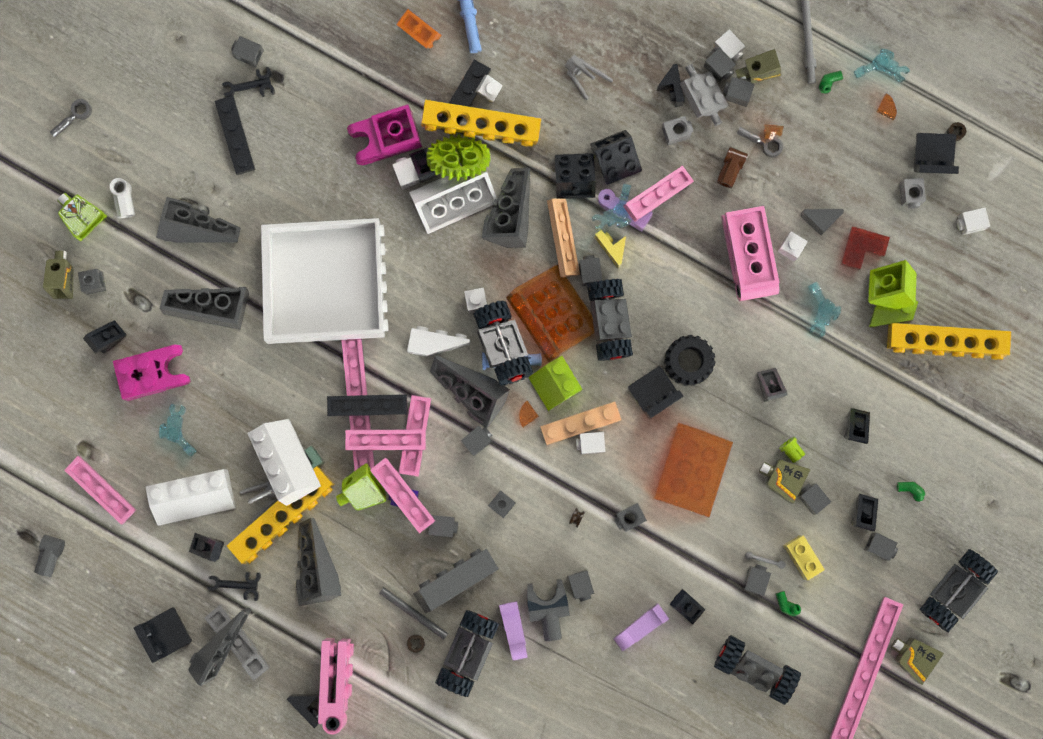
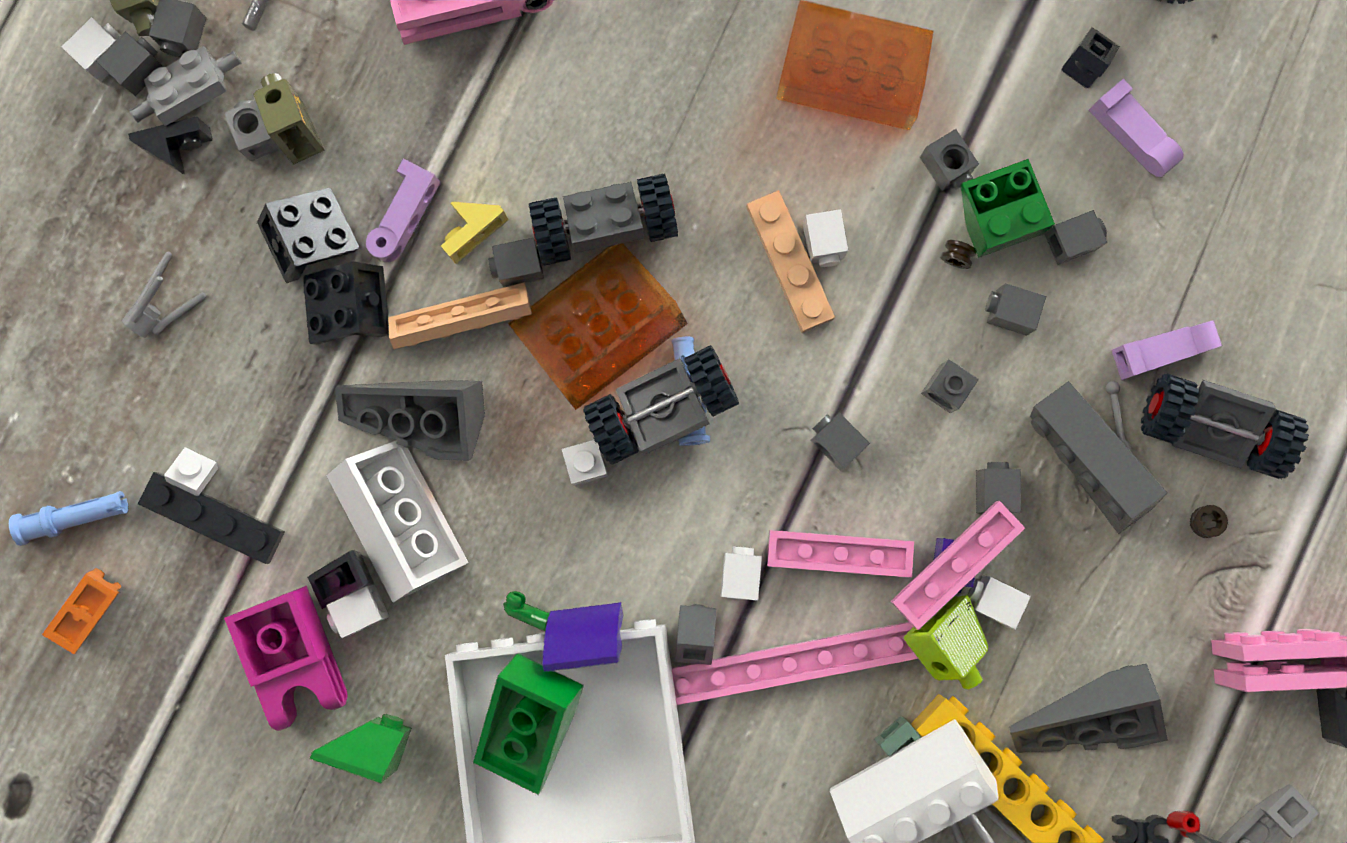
camera: 95 degrees left, 0 degrees up
(255, 608) = (1184, 822): none -> red arm
(333, 175) = (367, 750): none -> slope
(339, 258) = (526, 722): none -> green slope
(367, 405) = (795, 646): black plate -> none
(378, 352) = (696, 634): none -> dark grey brick
(381, 291) = (583, 637): none -> dark purple slope
(381, 519) = (998, 601): none -> white brick
(385, 440) = (856, 606): bright pink plate -> none
(397, 263) = (518, 609): none -> green arm
(408, 380) = (741, 574): none -> white brick
(413, 613) = (1155, 530): dark grey bar -> none
(430, 343) = (670, 540): white slope -> none
(445, 160) = (315, 533): lime gear -> none
(461, 600) = (1113, 389): none -> light grey hinge
(476, 391) = (750, 449): dark grey wedge -> none
(527, 414) = (783, 356): clear orange tile -> none
(529, 124) = (254, 391): yellow brick -> none
(543, 545) = (1015, 309): none -> dark grey brick
(548, 610) = (1126, 290): dark grey connector -> none
(555, 383) = (724, 308): lime slope -> none
(600, 544) = (1004, 208): none -> green slope
(617, 214) = (410, 216): clear light blue piece -> none
(654, 392) = (728, 133): black bracket -> none
(658, 193) = (370, 150): bright pink plate -> none
(681, 149) = (282, 110): none -> olive torso
(699, 346) = (665, 50): black tyre -> none
(732, 165) = (305, 28): reddish brown piece -> none

